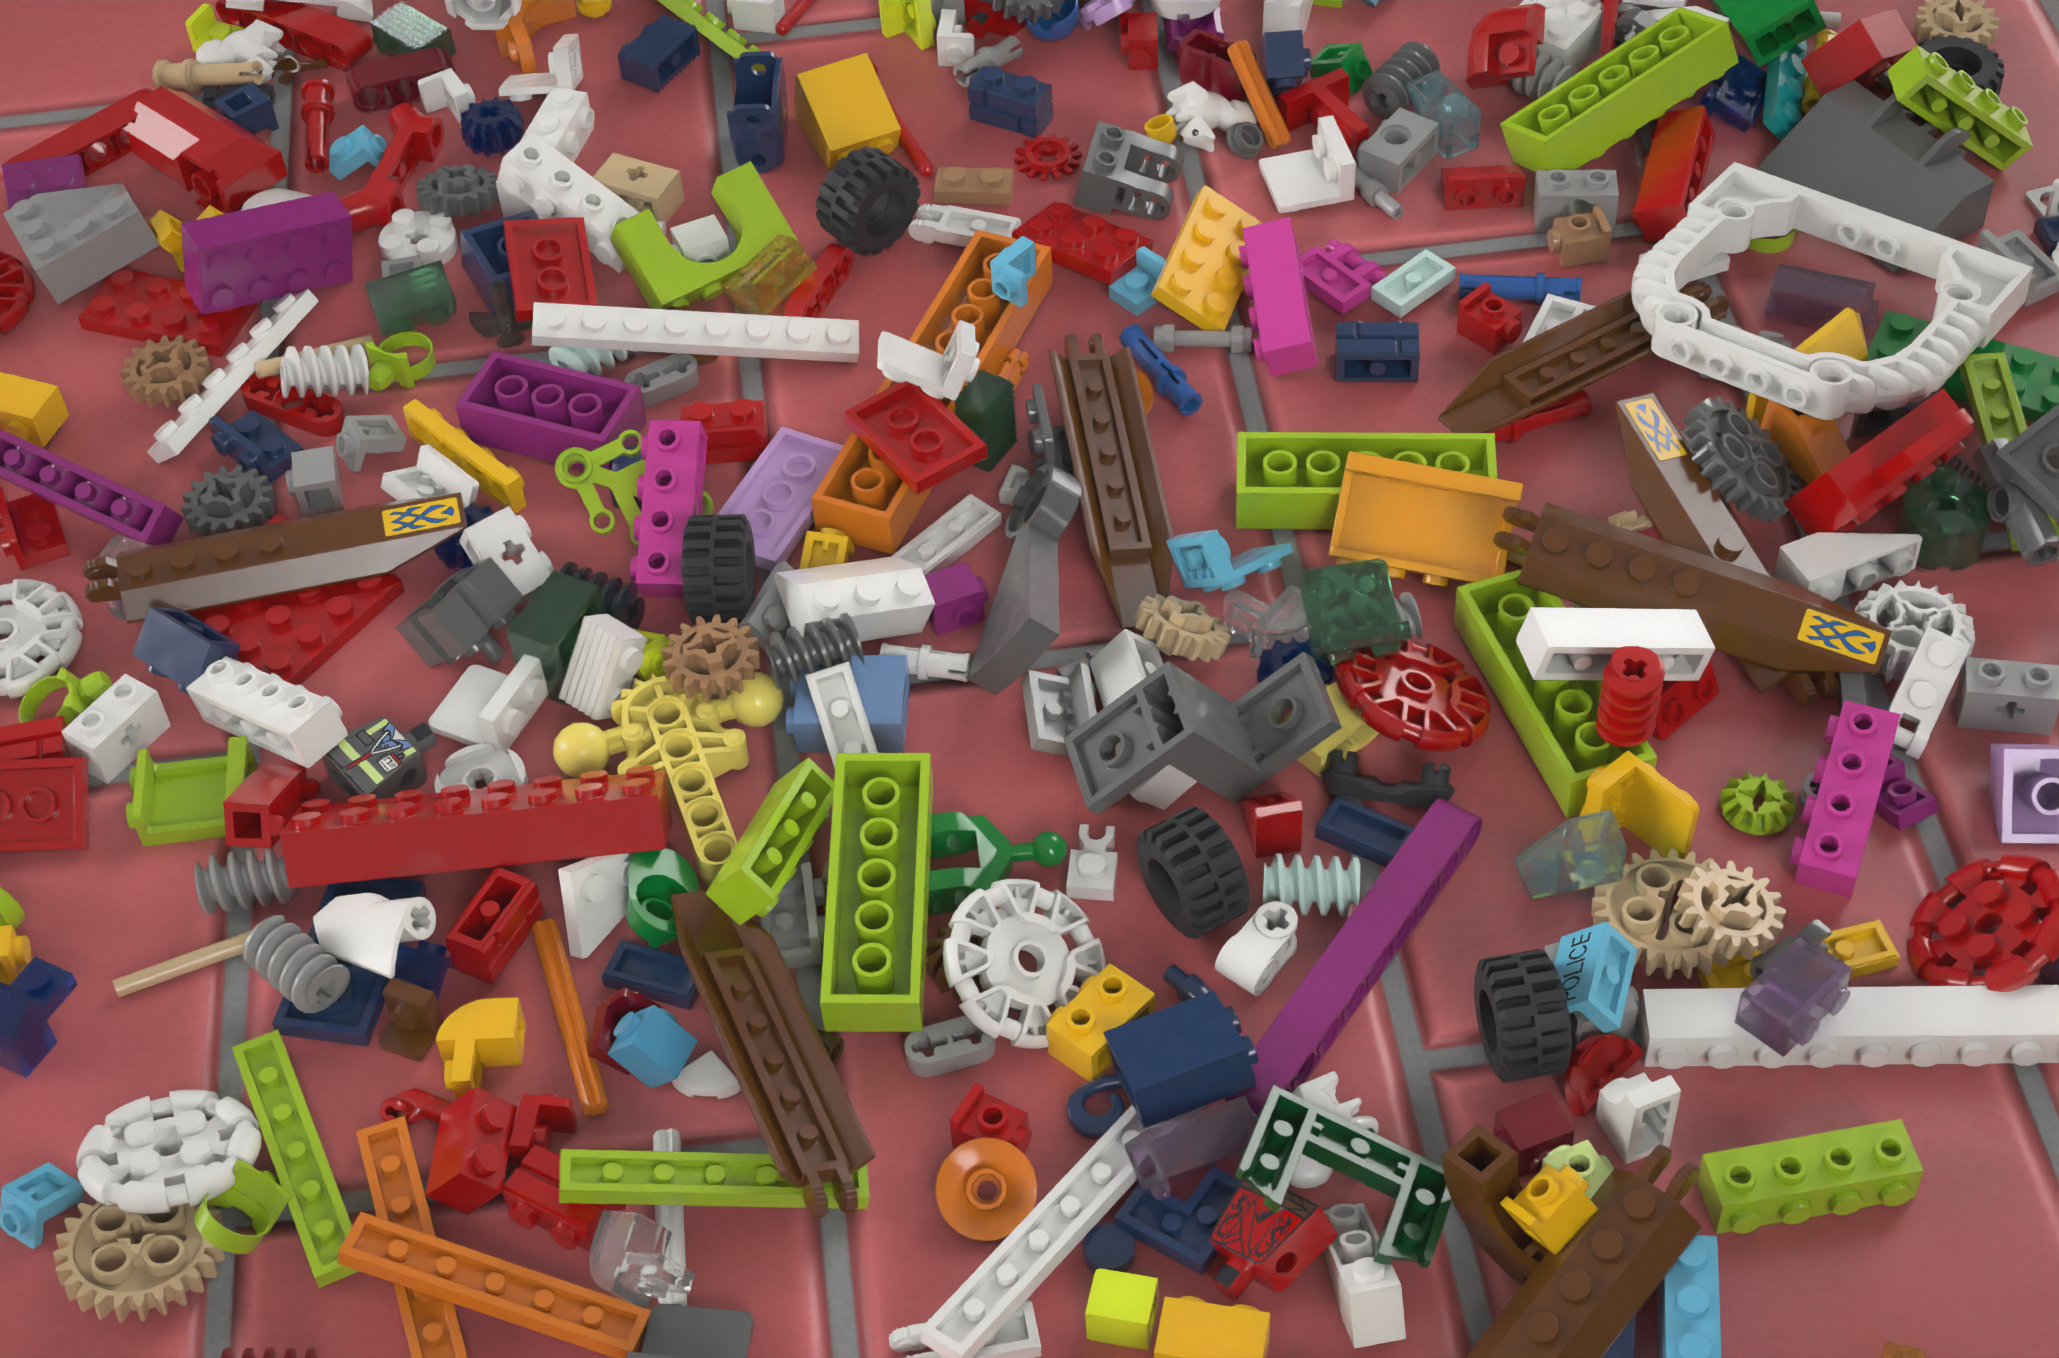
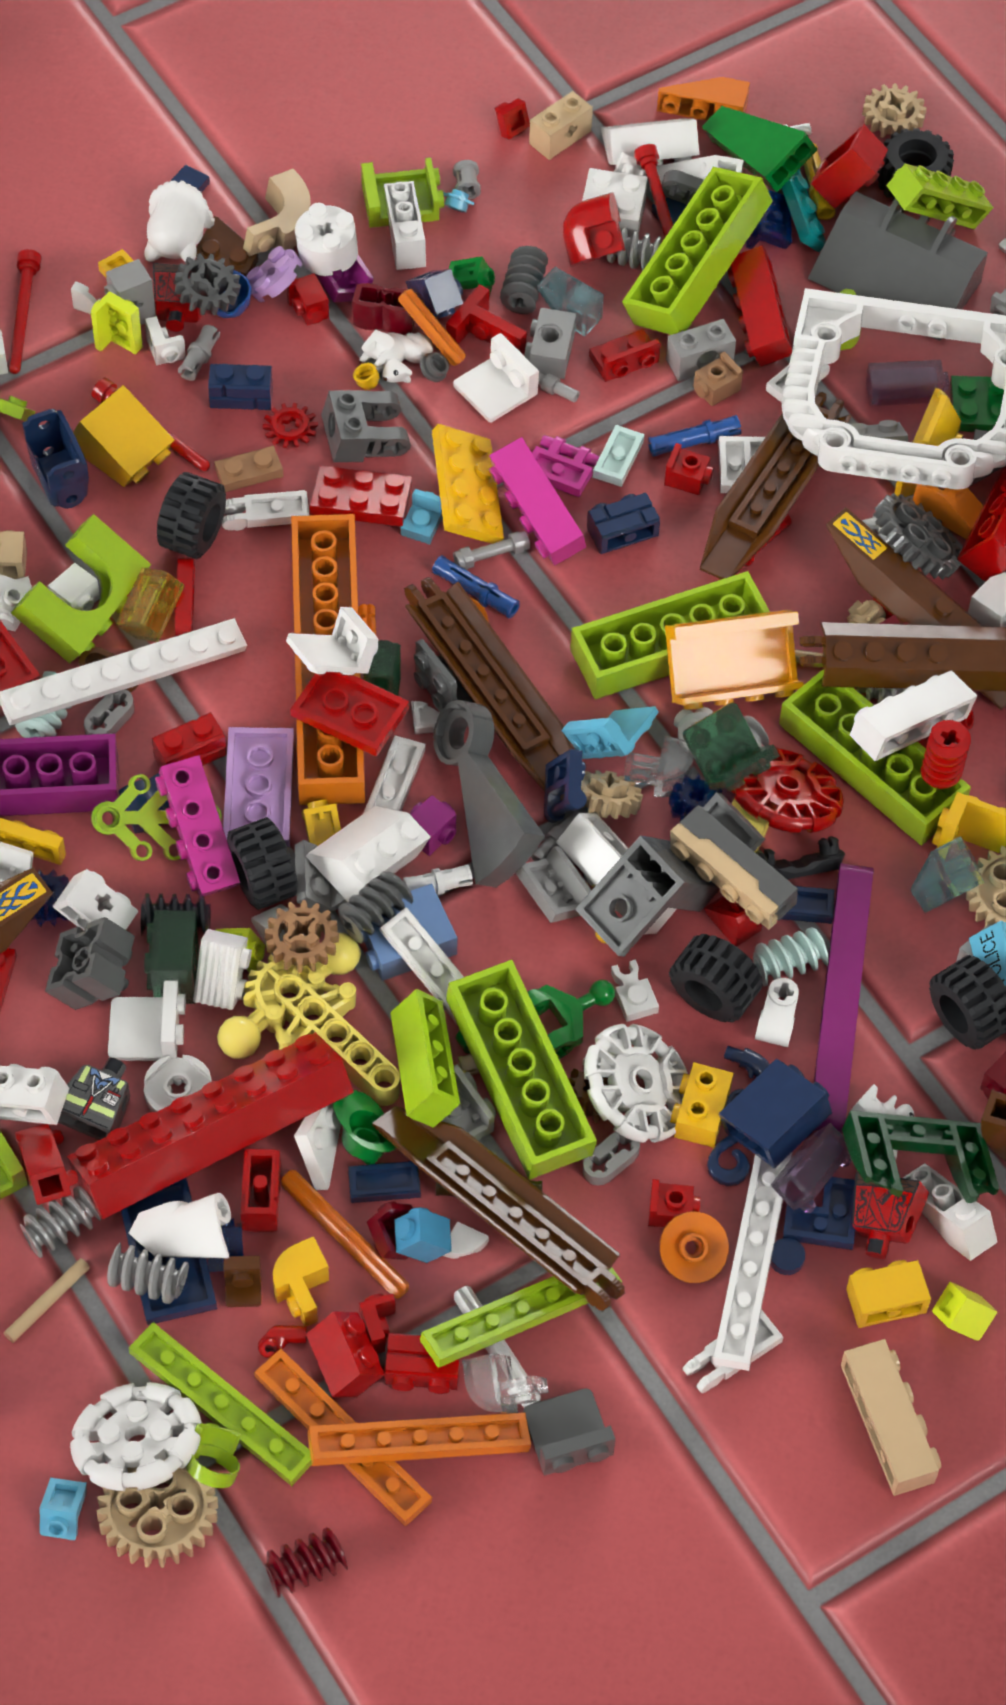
camera: 30 degrees left, 10 degrees up
(1012, 270) = (343, 551): medium azure bracket -> none
(1122, 1309) = (820, 1291): neon yellow panel -> none
(1133, 591) = (561, 777): none -> dark blue plate
(1277, 744) = (733, 867): none -> piece

